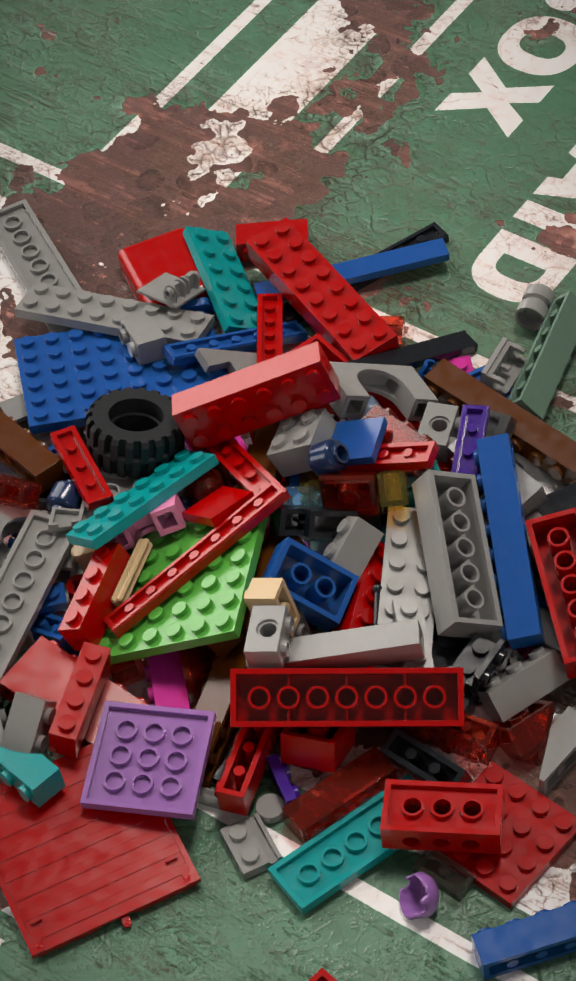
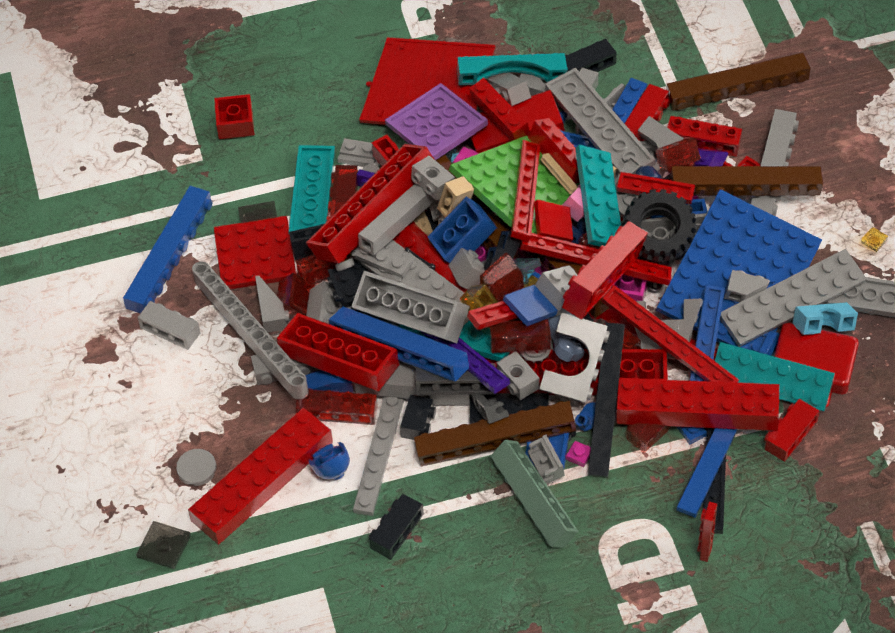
camera: 125 degrees right, 5 degrees up
(107, 279) = (812, 317): none -> medium azure arch
(173, 290) = (781, 331): light grey hinge -> none
(328, 457) = (525, 276): dark blue head -> none
(419, 897) = (253, 193): medium lavender hair -> none
(443, 816) = (277, 216): red brick -> none
(464, 190) = (706, 530): none -> red plate
(534, 306) = (585, 521): light grey wheel -> none

